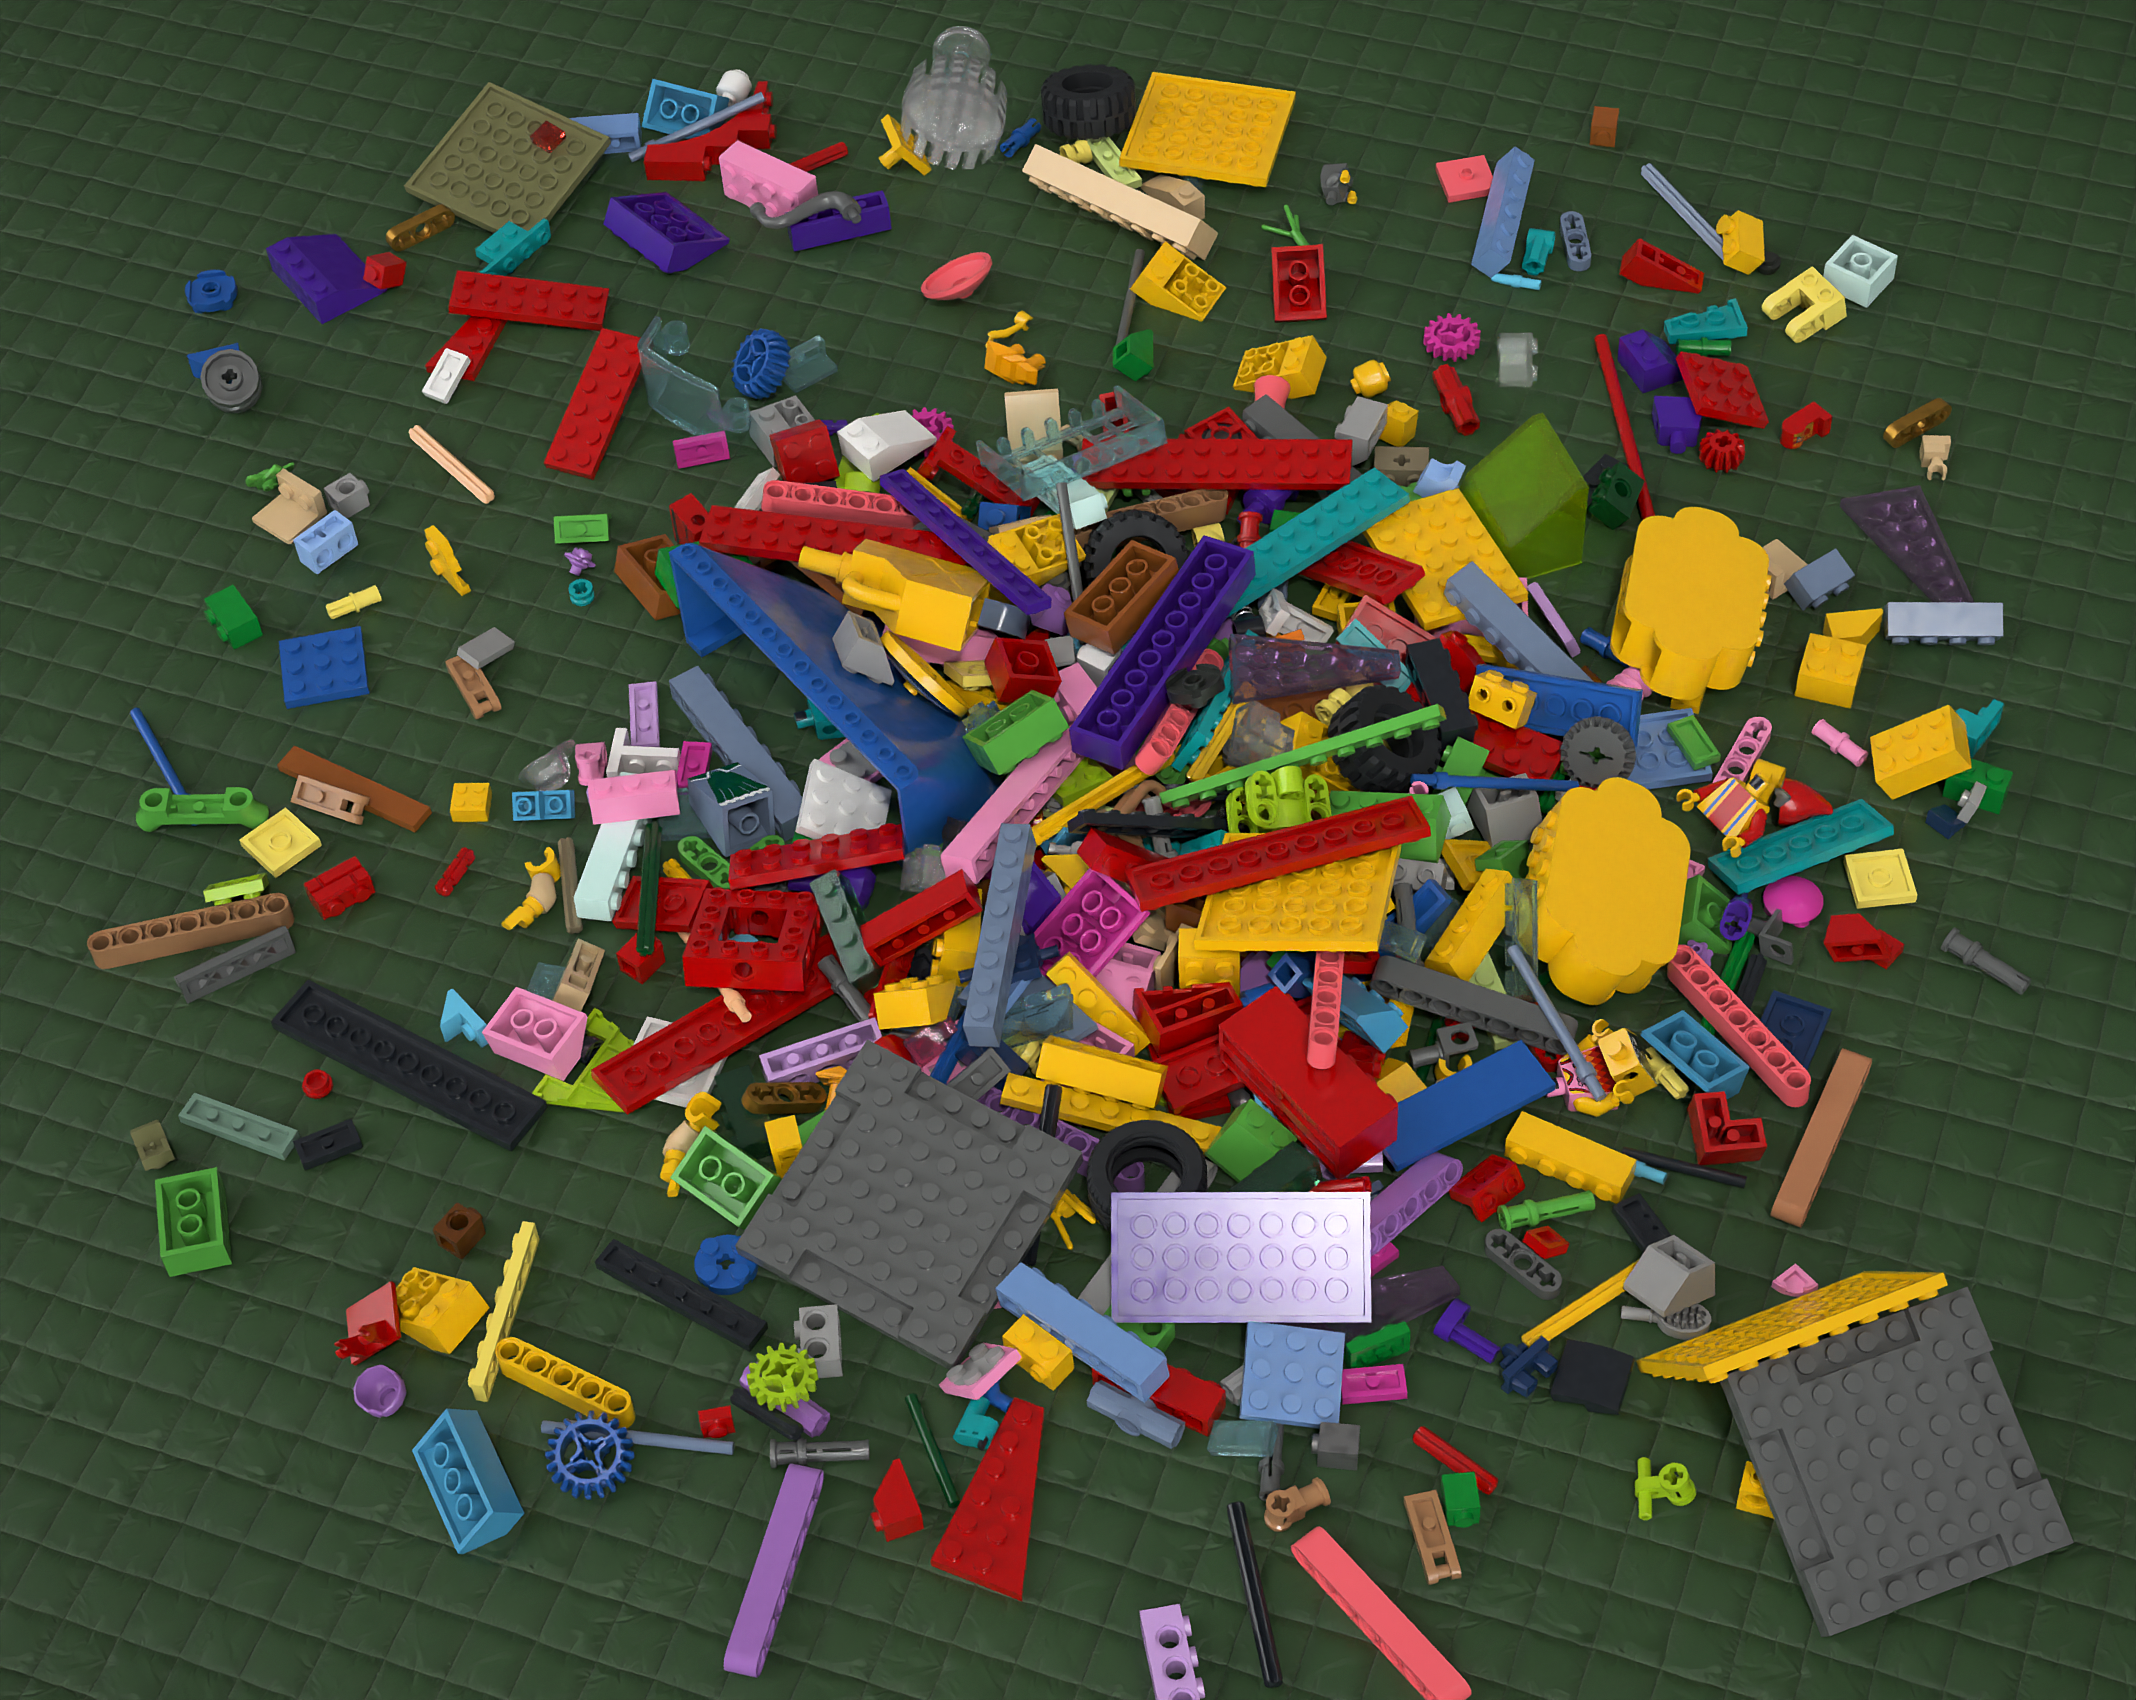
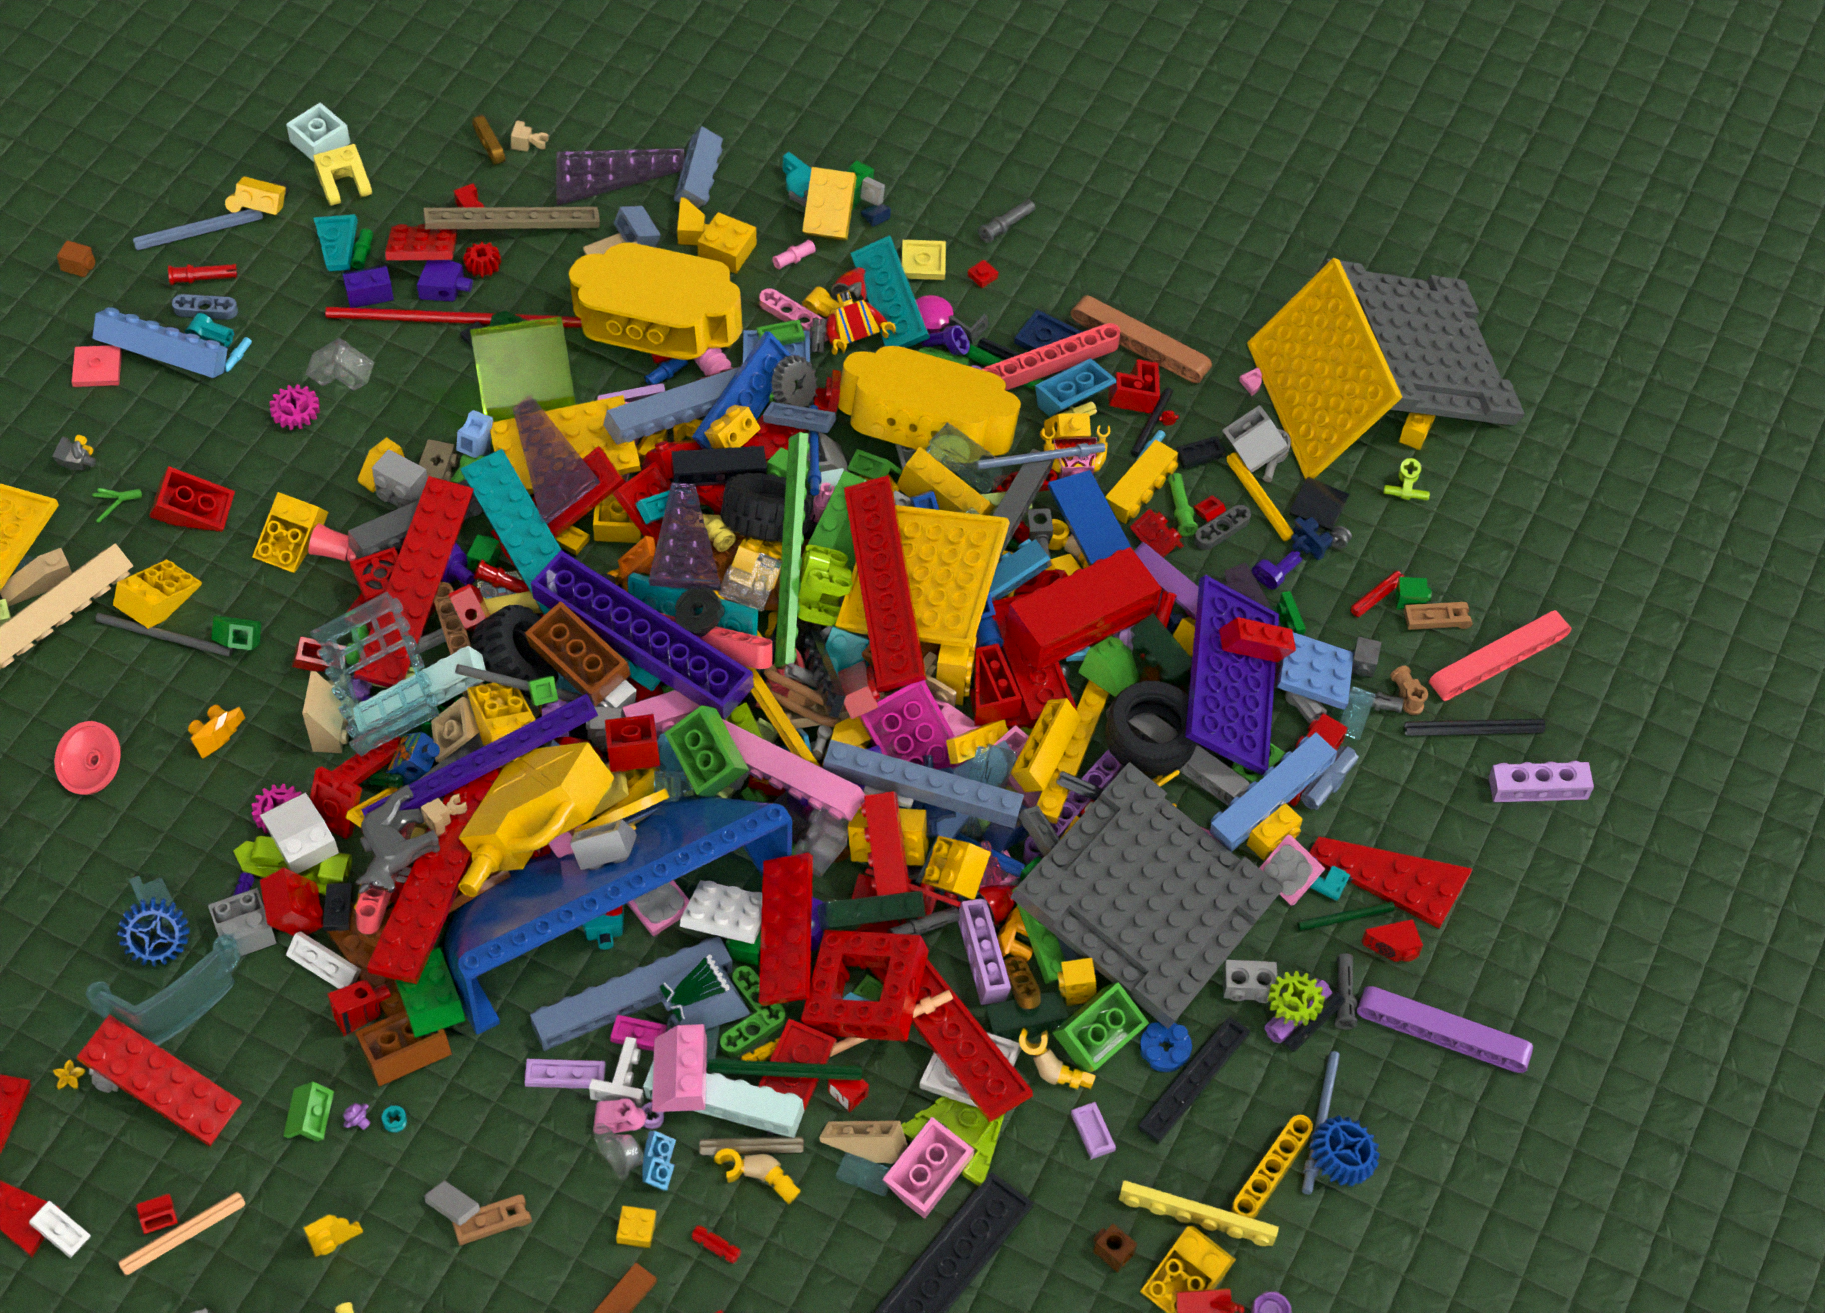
camera: 90 degrees left, 5 degrees up
(459, 1018) = (886, 1241): medium azure slope -> none
(467, 1480) = (1356, 1249): dark azure slope -> none
(468, 441) = (157, 1213): none -> red piece
(611, 1201) = (1093, 1130): none -> lavender tile
(701, 449) = (242, 998): dark pink plate -> none
(716, 1422) = (1316, 1059): red plate -> none
(850, 484) = (388, 846): none -> dark grey animal
(895, 520) = (437, 815): none -> tan piece
(1020, 323) = (158, 718): yellow piece -> none
(1065, 574) = (542, 690): none -> bright green plate
(1190, 513) = (467, 602): none -> torso
(1285, 618) = (603, 558): white bracket -> none
(1293, 1274) = (1257, 639): none -> red brick
(1325, 1009) = (1047, 571): coral beam -> none
(1370, 378) = (325, 469): yellow head -> none
(1373, 1384) = (1316, 623): dark pink plate -> none
(1391, 543) = (554, 466): none -> wing
(1456, 400) = (368, 417): red piece -> none
(1538, 1404) = (1341, 537): none -> dark grey bush
(1539, 760) = (799, 417): none -> sand blue plate
(1616, 218) = (191, 273): none -> red pin
(1658, 269) = (264, 257): red slope -> none
(1694, 1184) = (1168, 417): none -> red piece
(1708, 776) = (818, 334): none -> dark grey pin
(1790, 461) = (511, 217): none -> dark tan plate
(1854, 939) = (981, 280): red slope -> none

